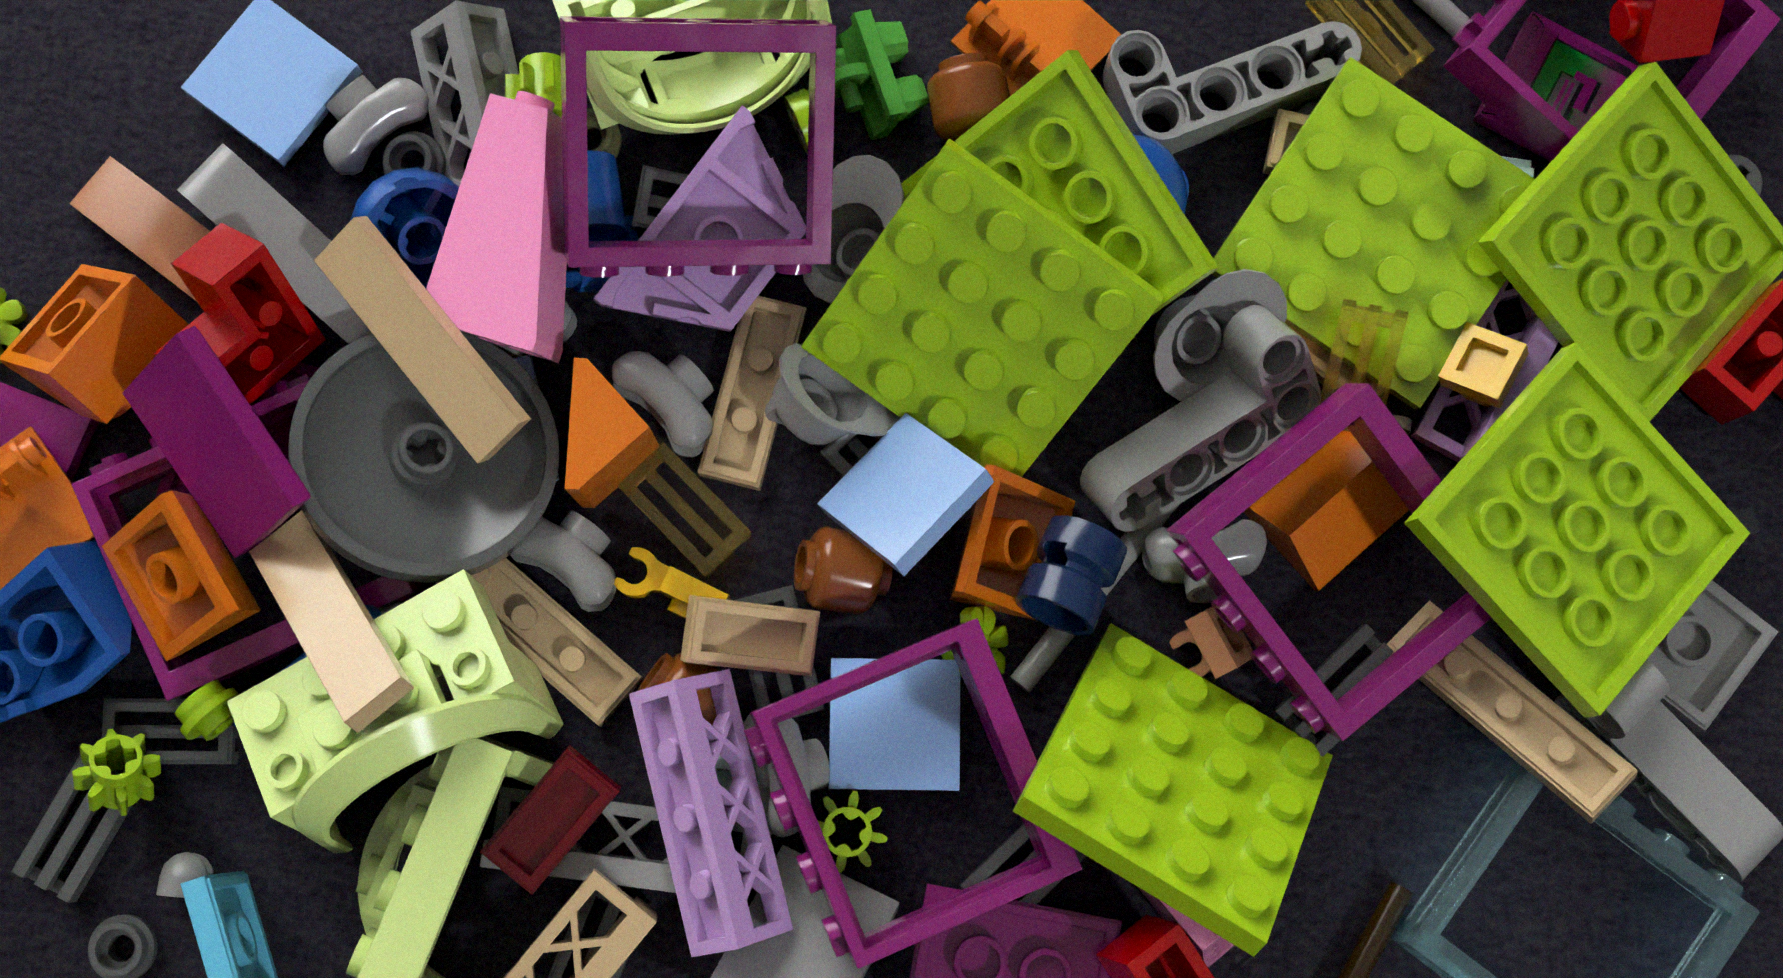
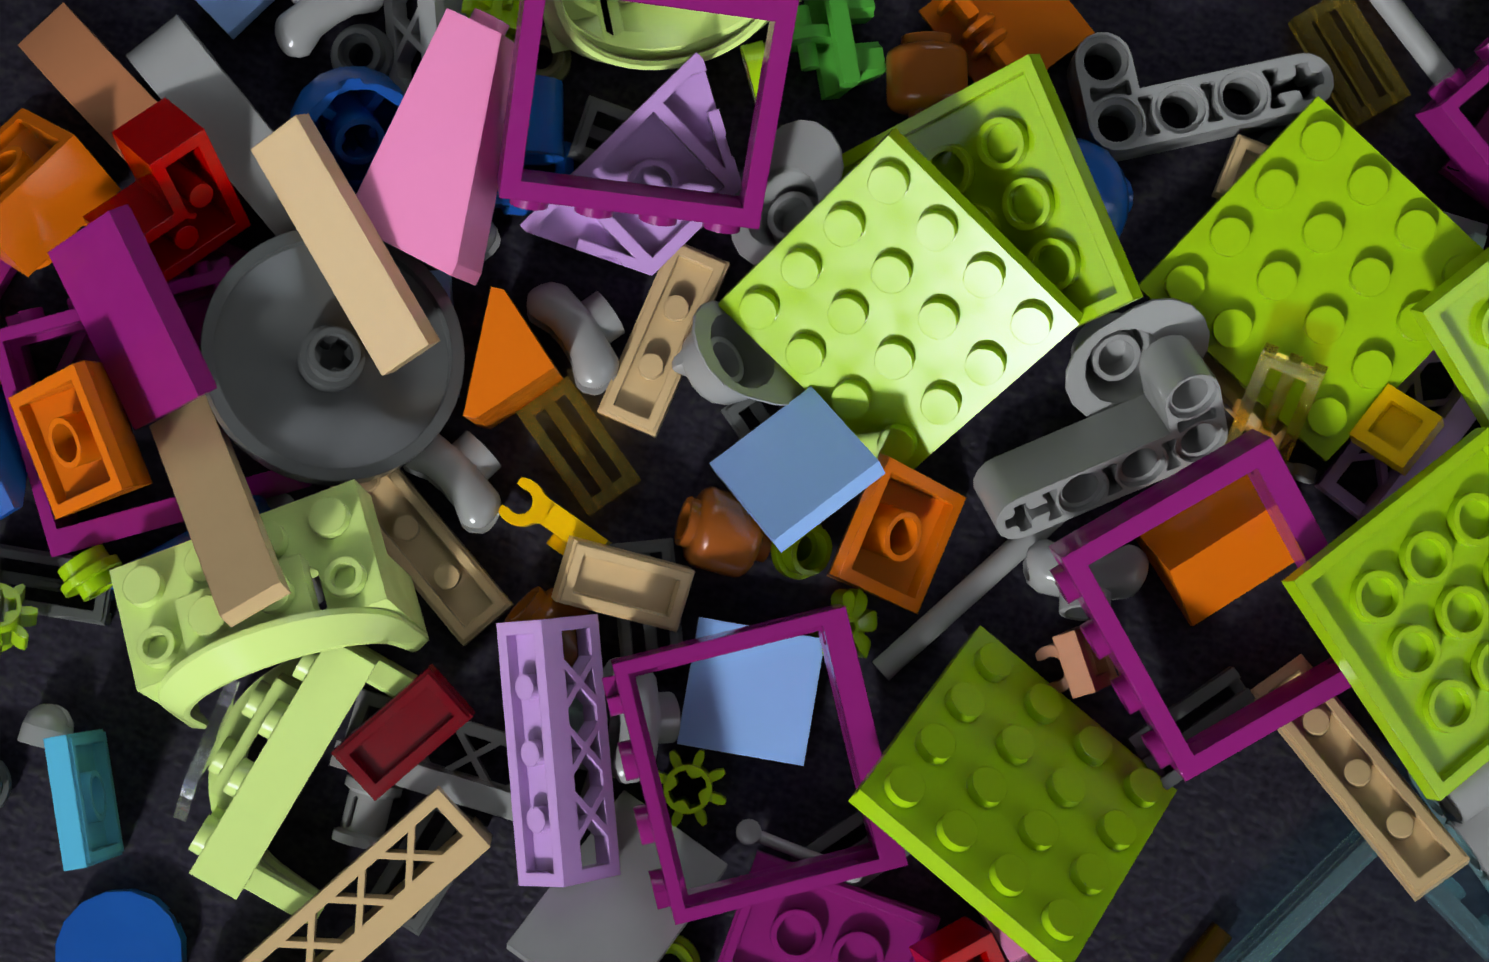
camera: 20 degrees right, 5 degrees up
(351, 871) = (205, 751): none -> clear piece
(523, 913) = (363, 817): none -> light grey bush
(916, 868) = (750, 833): none -> light grey hinge
(925, 581) = (806, 560): none -> lime plate
(1074, 567) = (944, 580): dark blue wheel -> none

